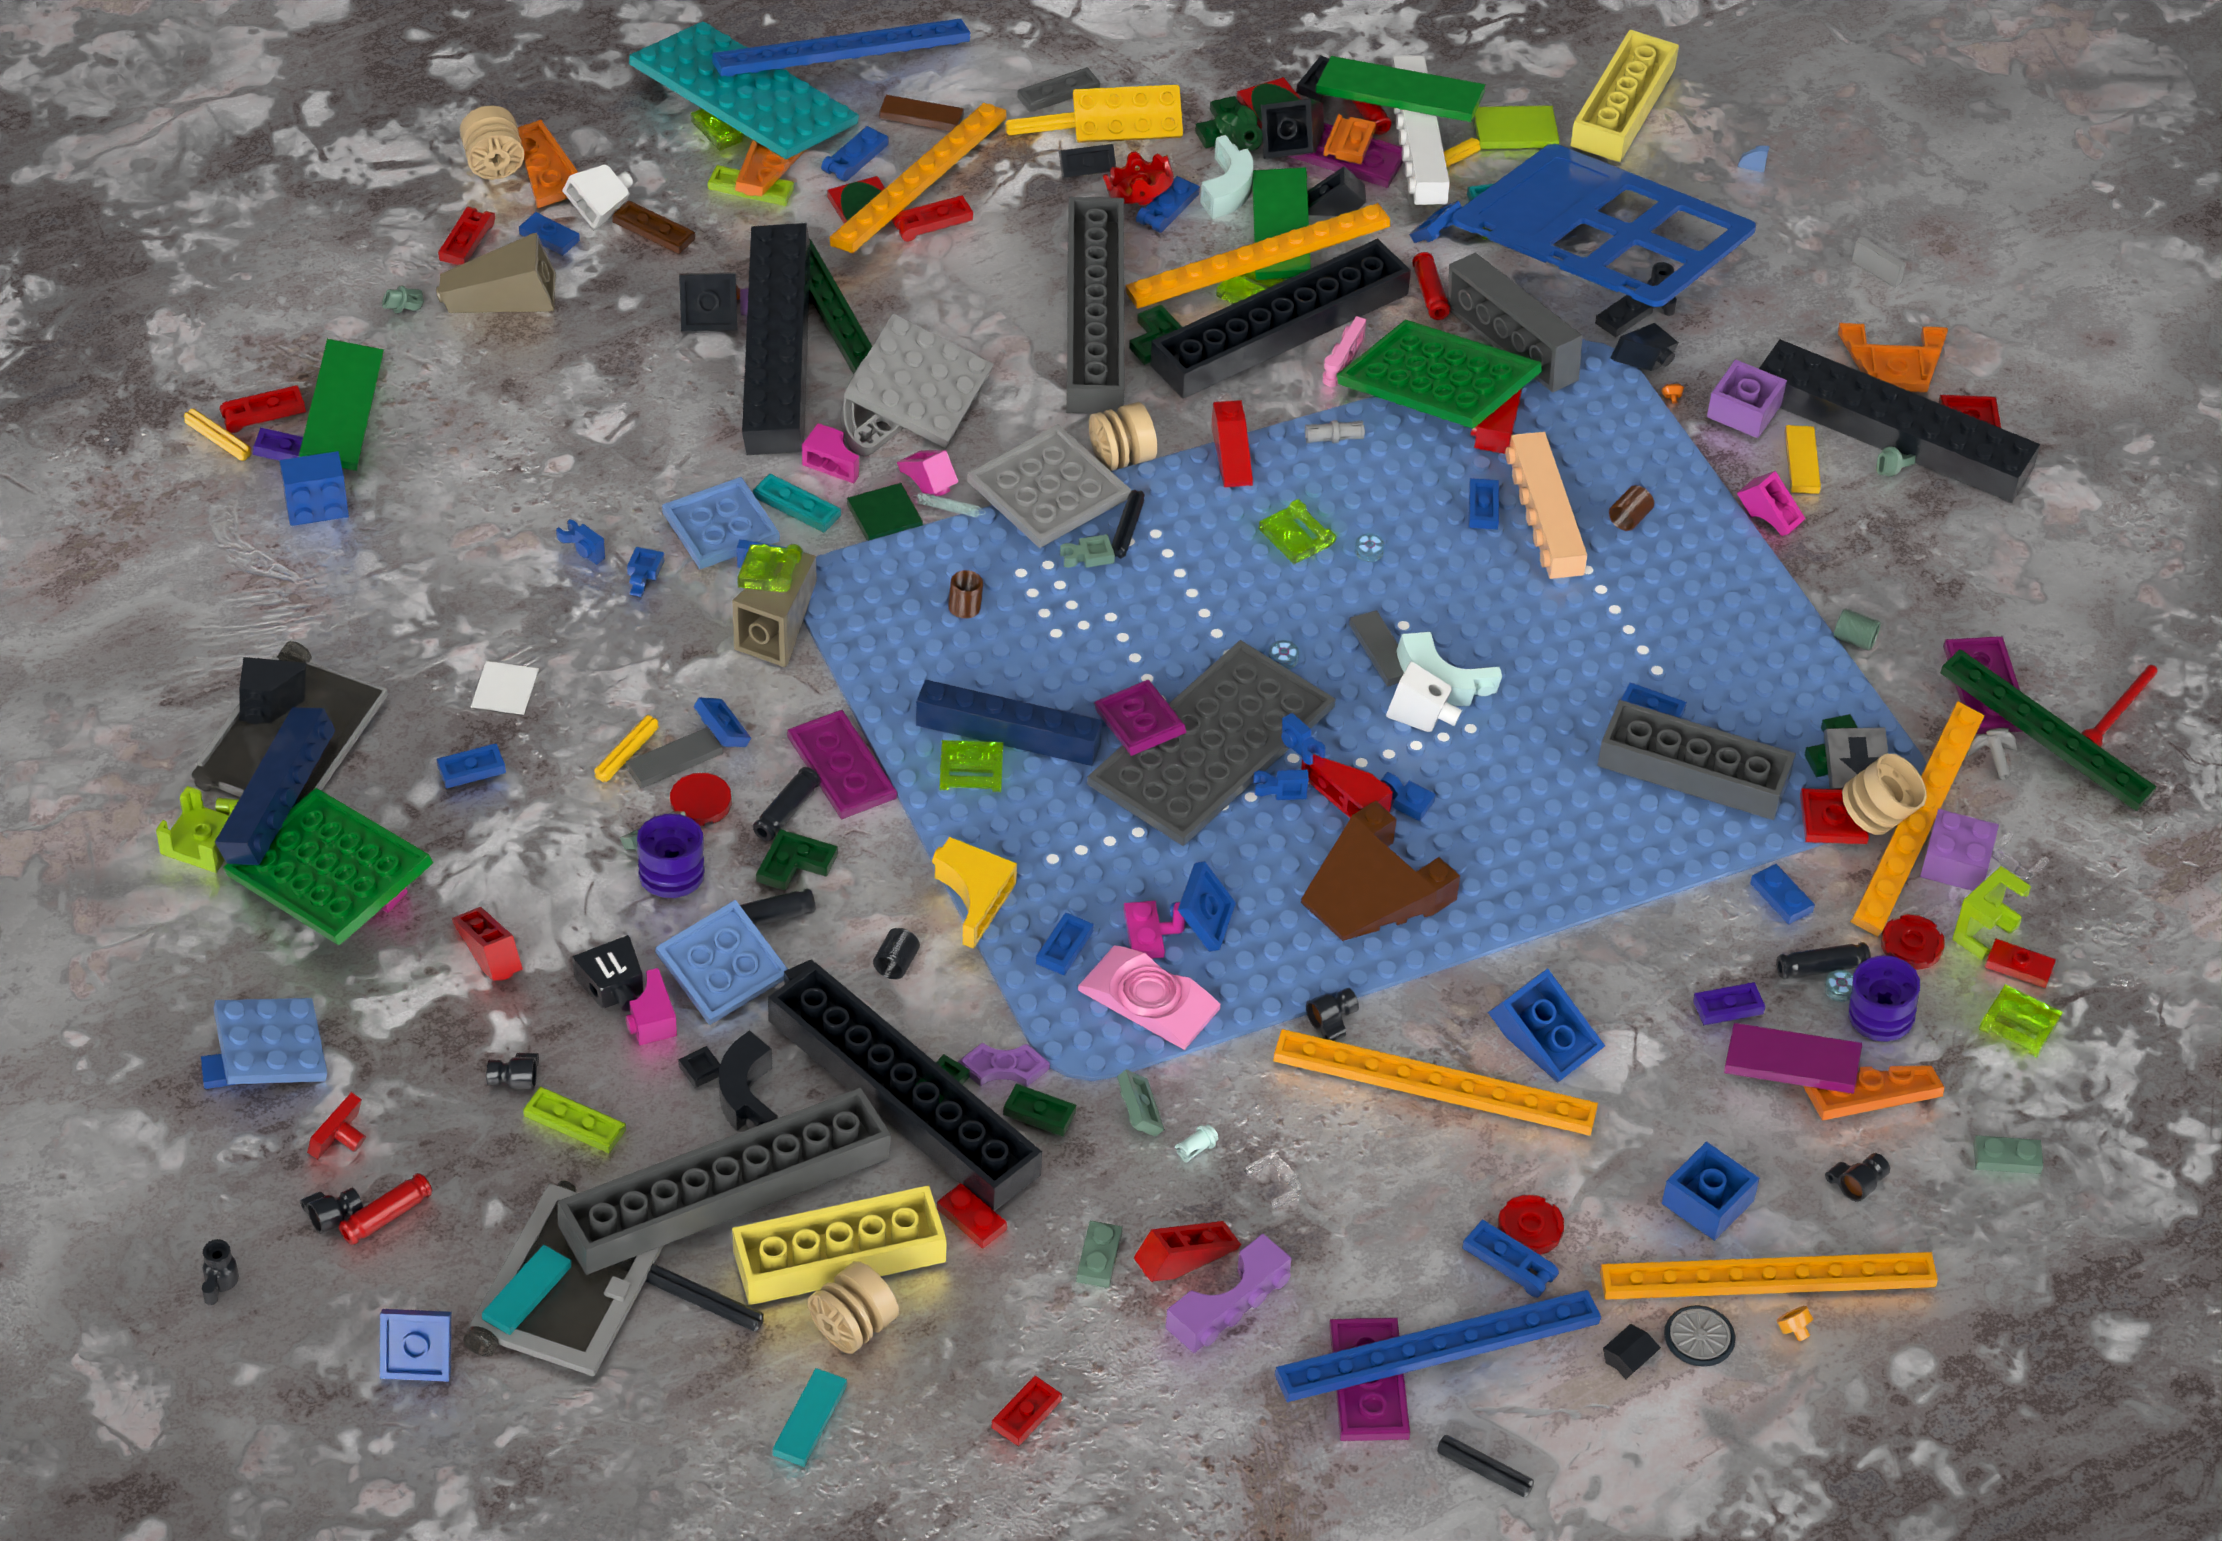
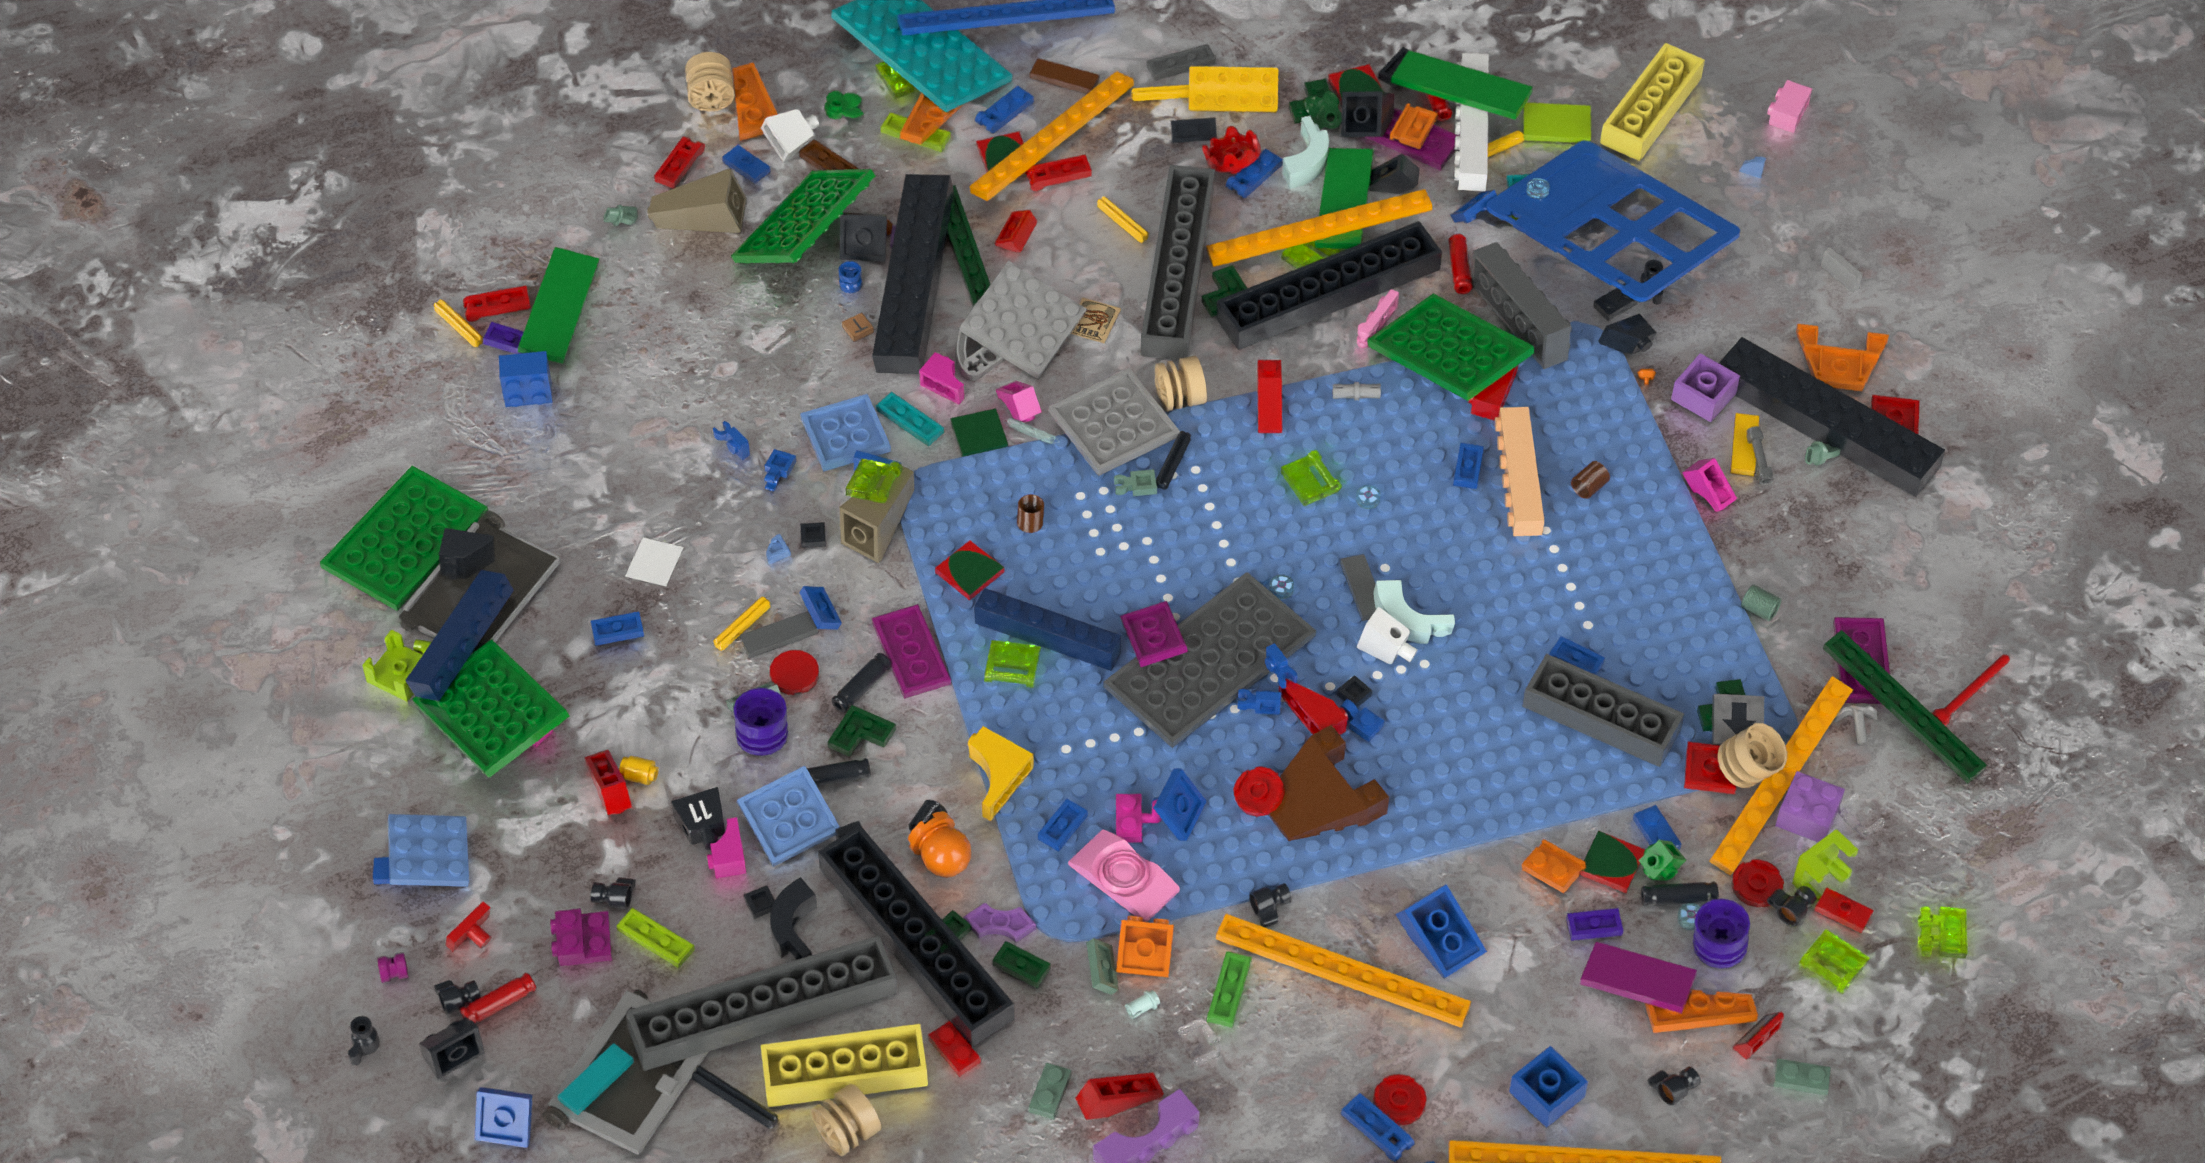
camera: 10 degrees right, 5 degrees up
(181, 683) = (401, 537): none -> green plate
(244, 1182) = (392, 967): none -> magenta wheel
(336, 1269) = (452, 1047): none -> black slope
(480, 1127) = (581, 937): none -> magenta plate
(525, 925) = (639, 770): none -> yellow brick
(632, 283) = (803, 216): none -> green plate
(653, 161) = (843, 105): none -> green plate
(657, 662) = (777, 550): none -> medium blue tile
(698, 349) = (850, 277): none -> blue wheel
(698, 642) = (813, 535): none -> black tile
(716, 405) = (857, 327): none -> medium nougat tile
(892, 285) = (1016, 231): none -> red slope
(900, 665) = (969, 570): none -> dark green tile
(919, 979) = (941, 846): none -> orange tile
(1006, 379) = (1097, 320): none -> sticker
(1018, 264) = (1122, 219): none -> yellow axle
(1189, 1075) = (1145, 947): none -> orange plate
(1298, 885) = (1259, 791): none -> red tile
(1299, 1117) = (1229, 989): none -> bright green tile
(1394, 762) = (1354, 691): none -> black plate
(1509, 195) = (1537, 188): none -> clear light blue tile
(1667, 942) = (1553, 866): none -> orange plate
(1735, 932) = (1612, 862): none -> dark green tile
(1783, 91) = (1789, 106): none -> bright pink brick
(1796, 924) = (1662, 860): none -> green brick
(1832, 488) = (1764, 473): none -> dark grey bar
(1948, 1111) = (1759, 1034): none -> red slope
(1959, 965) = (1792, 908): none -> black piece
(2152, 975) = (1952, 932): none -> clear neon green plate

